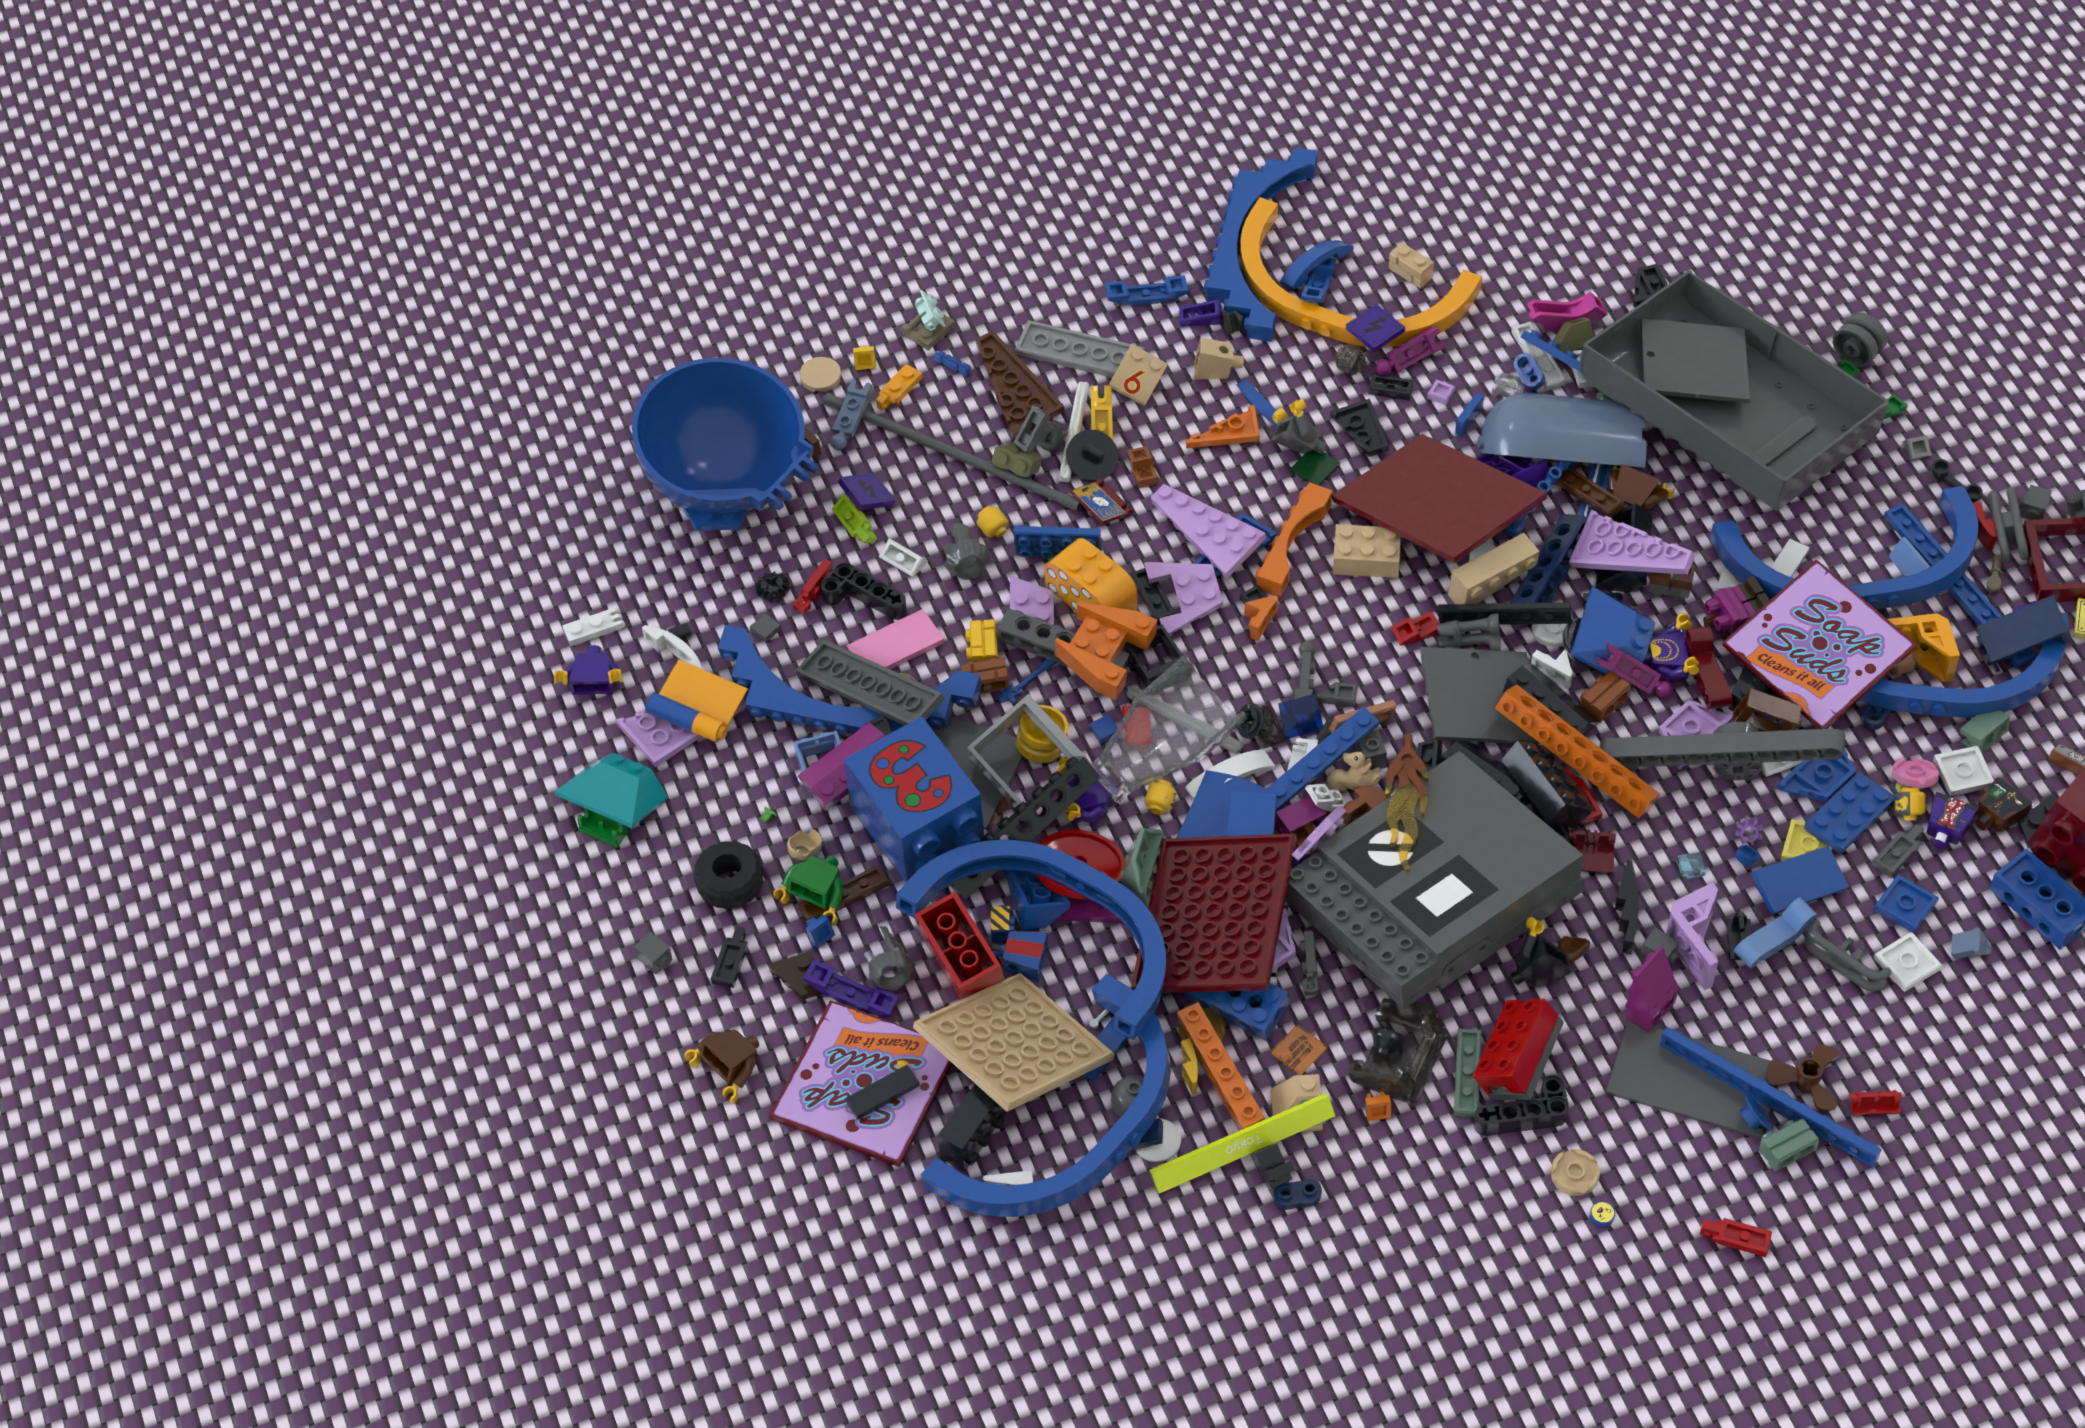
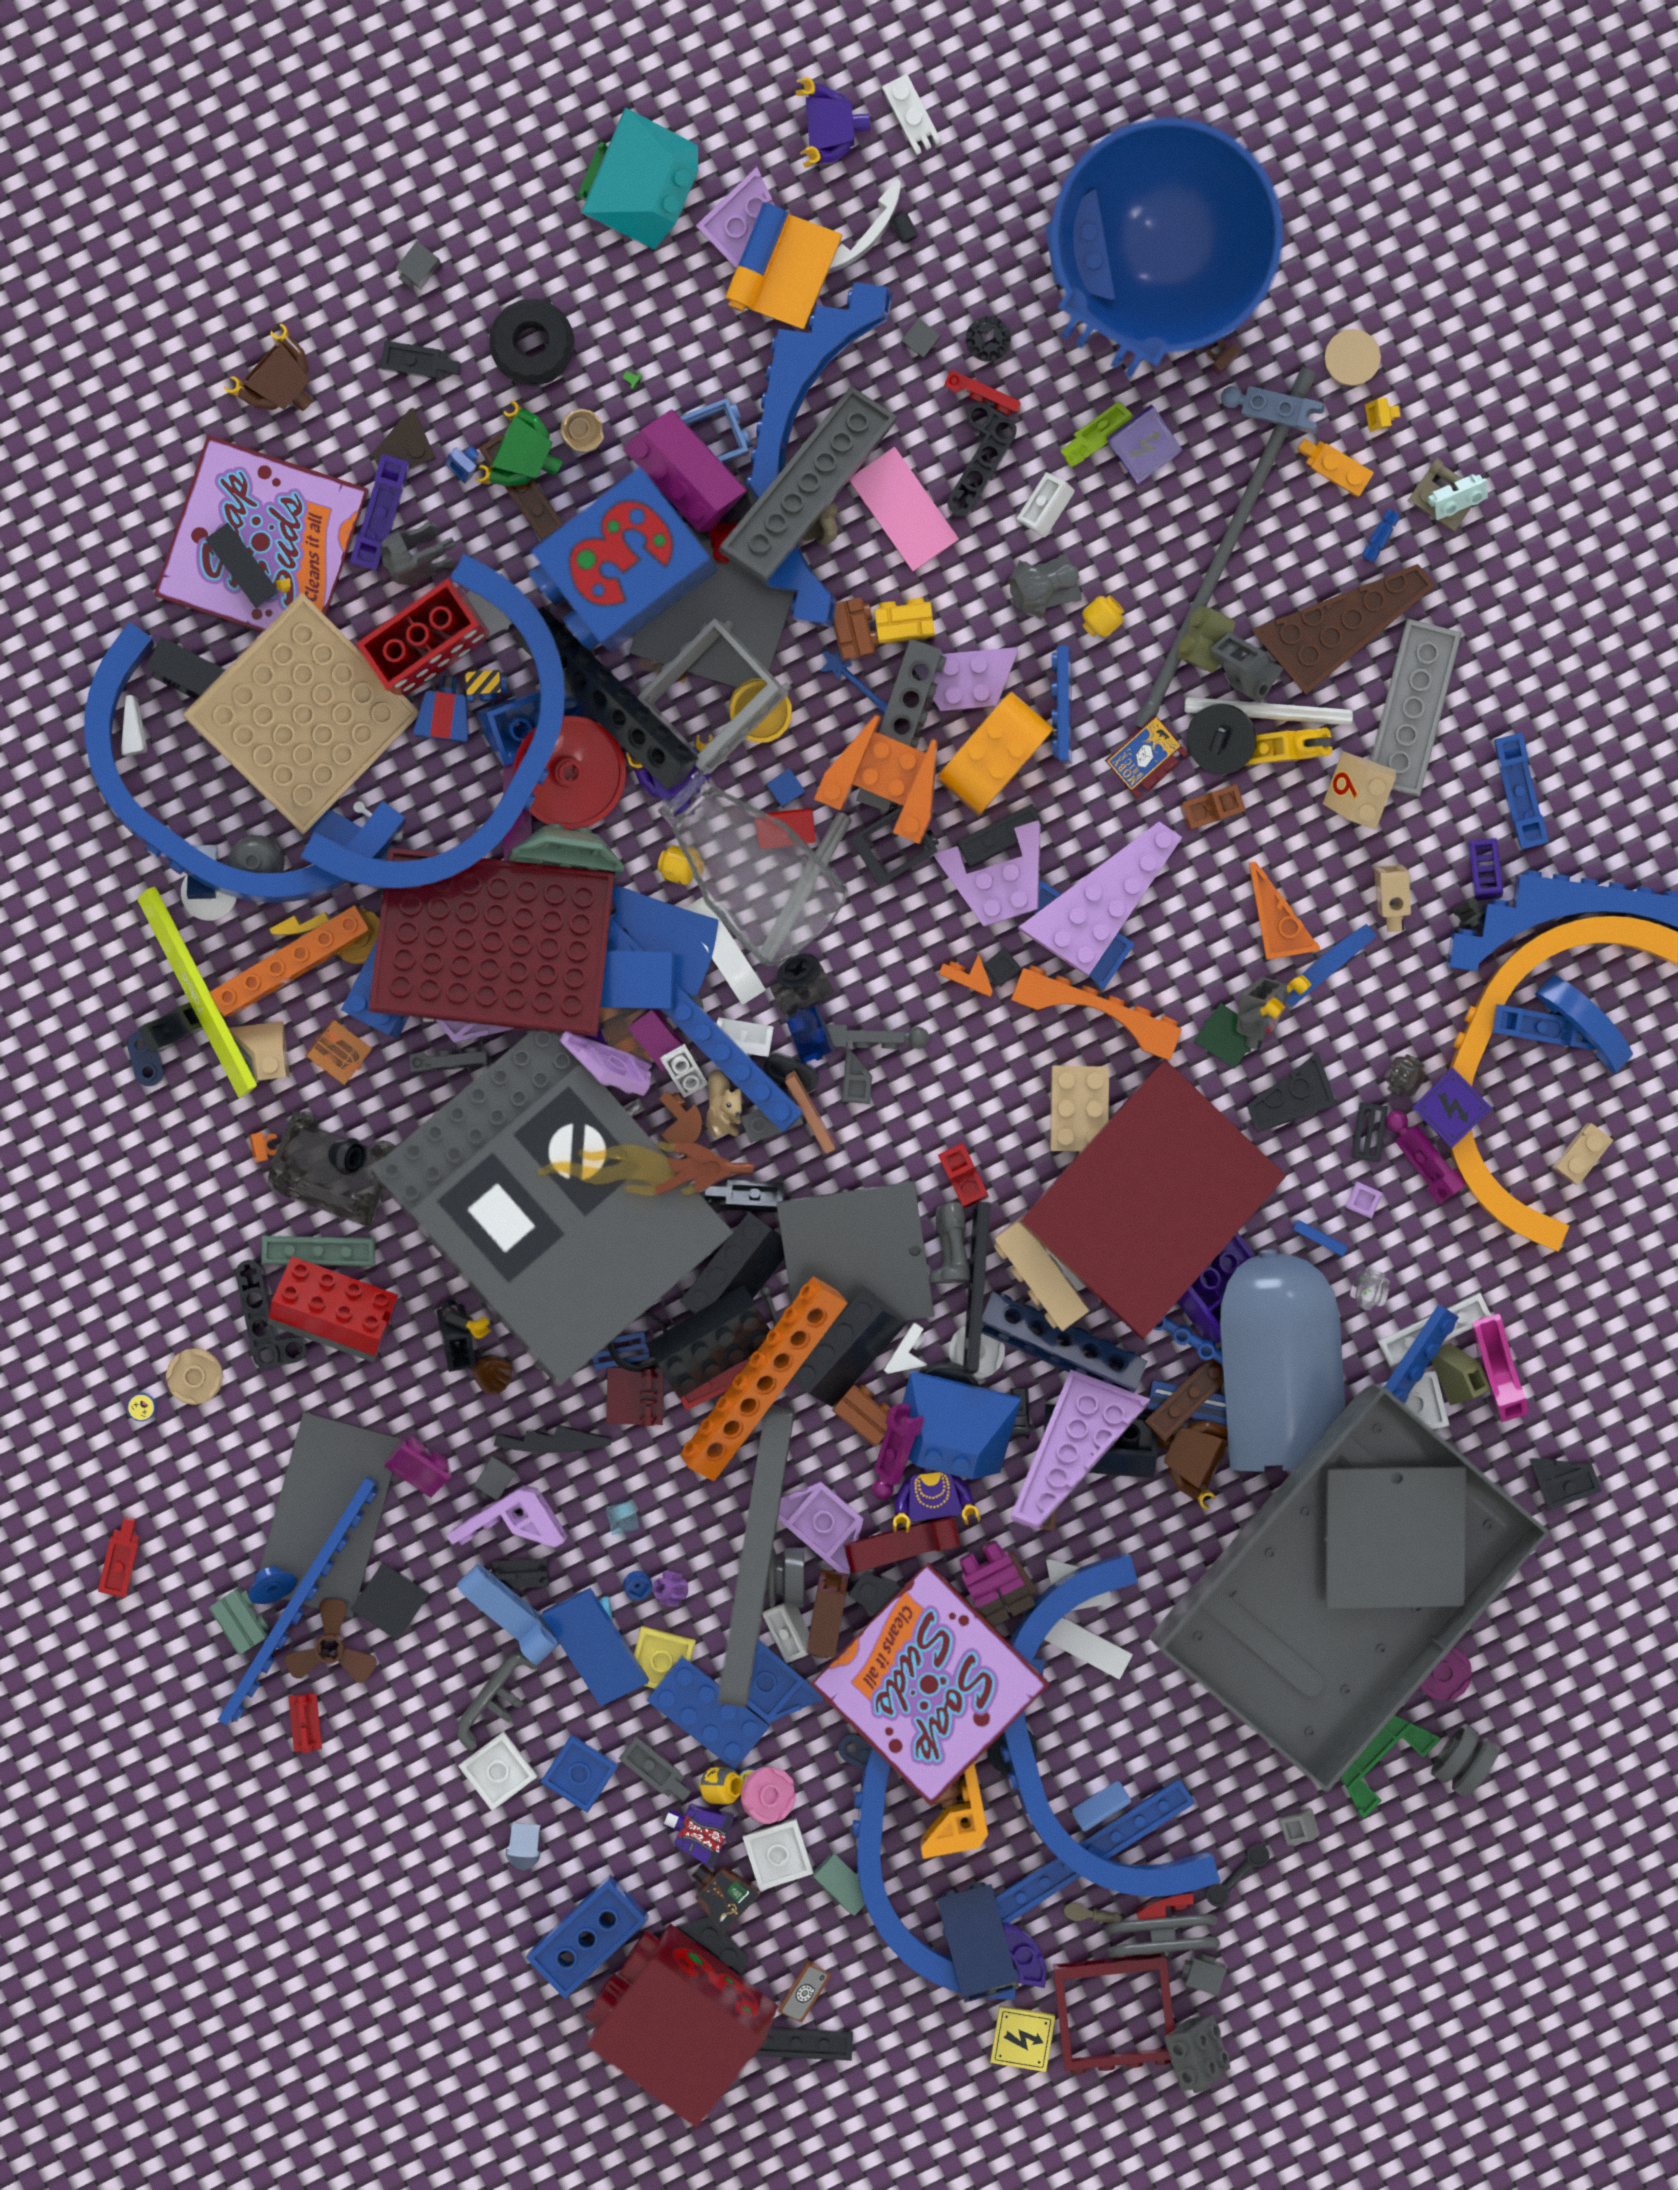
camera: 85 degrees right, 35 degrees up
(1530, 372) = (1399, 1316): blue plate -> none
(1766, 1033) = (390, 1601): none -> black tile

